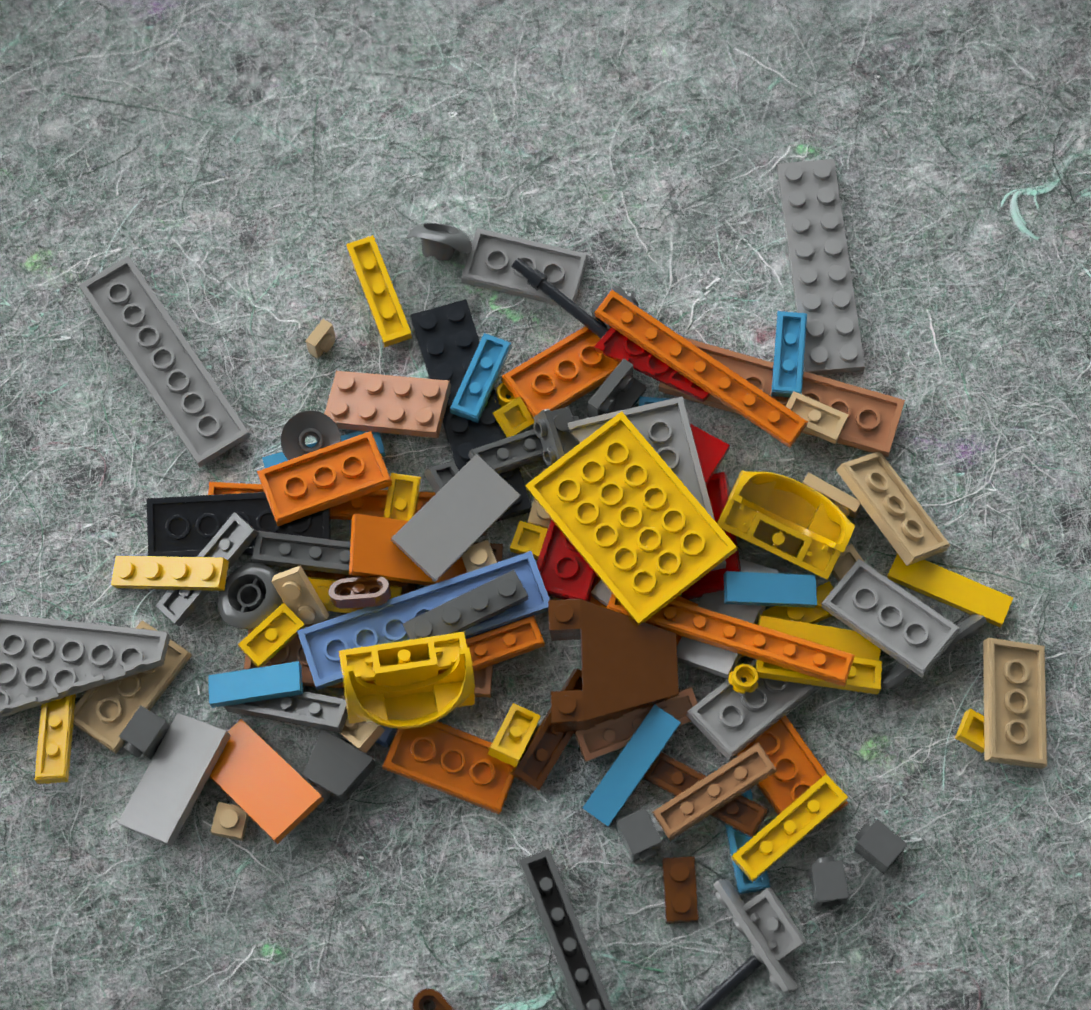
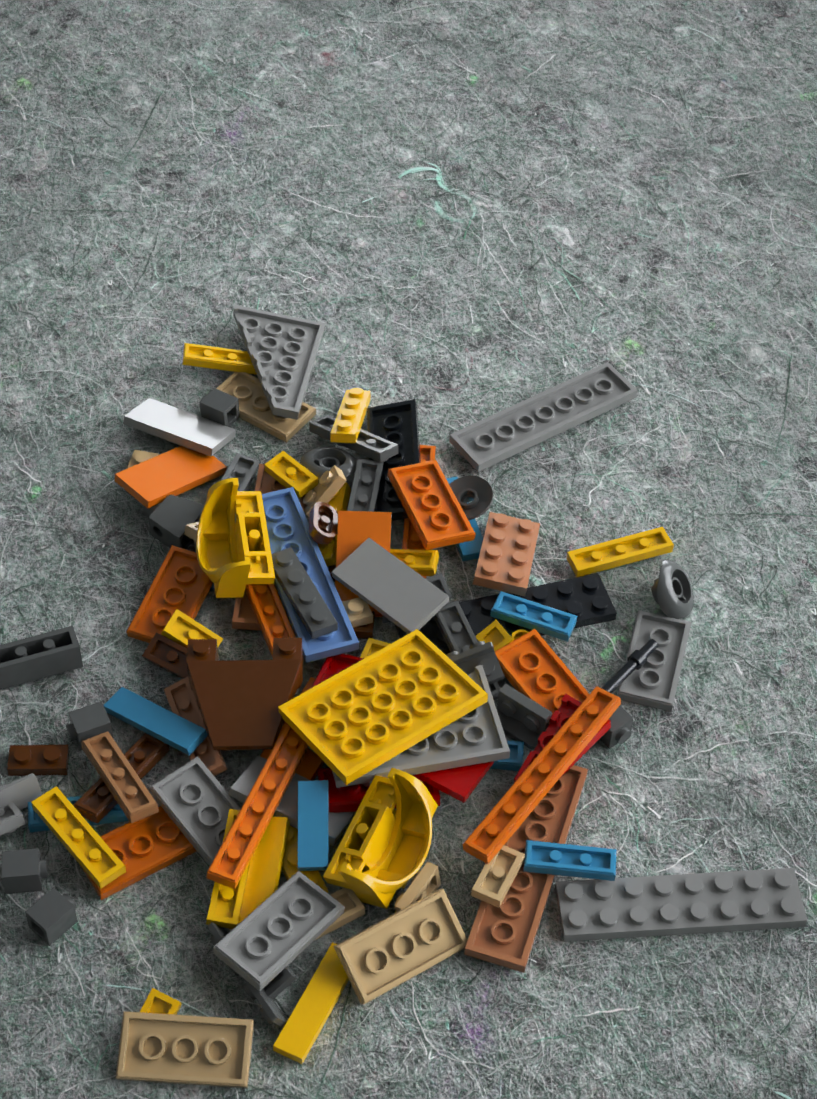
camera: 85 degrees right, 20 degrees down
(255, 684) = (250, 465): dark azure tile -> none
(321, 339) = (569, 511): tan plate -> none
(743, 671) = (224, 794): yellow plate -> none

